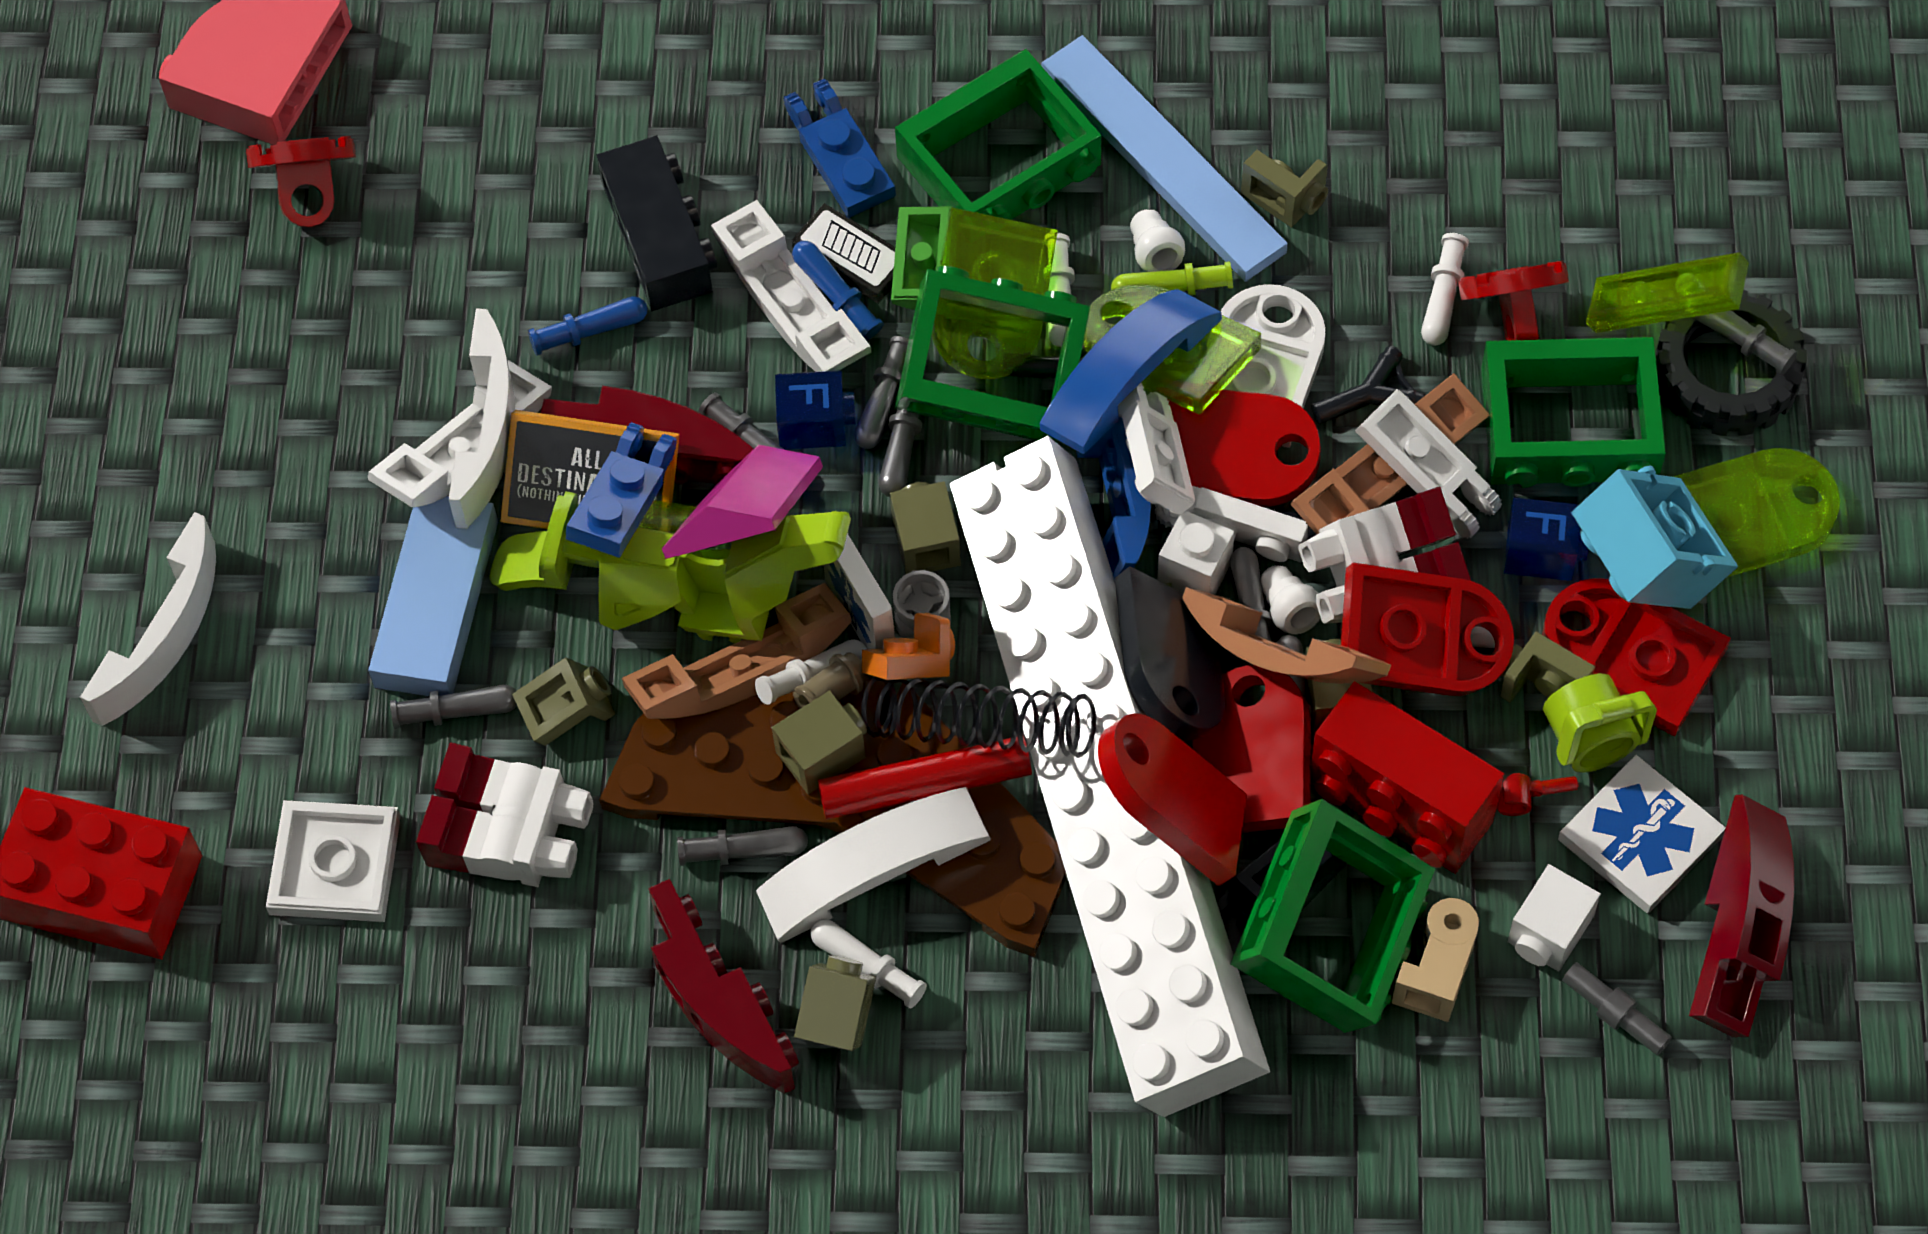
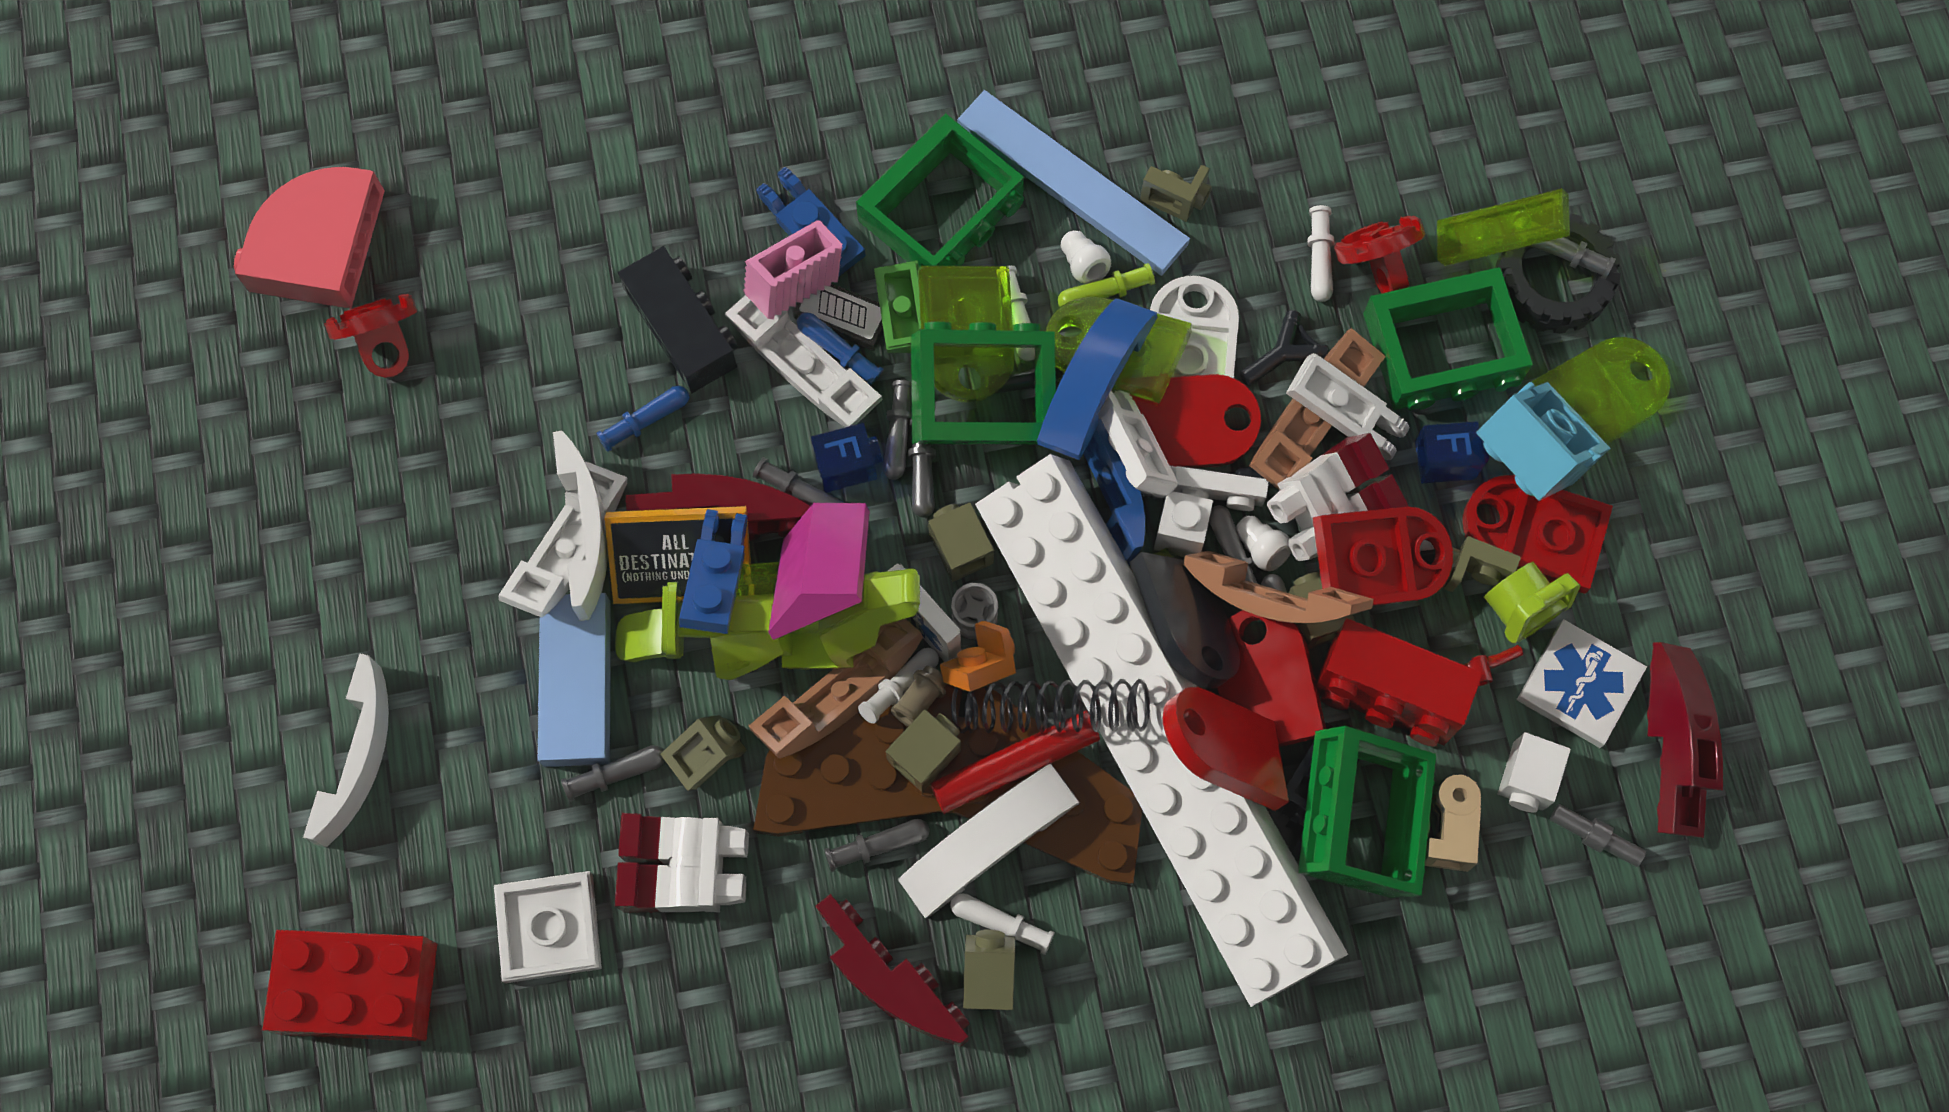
camera: 15 degrees left, 10 degrees up
(800, 185) = (793, 269): none -> bright pink brick

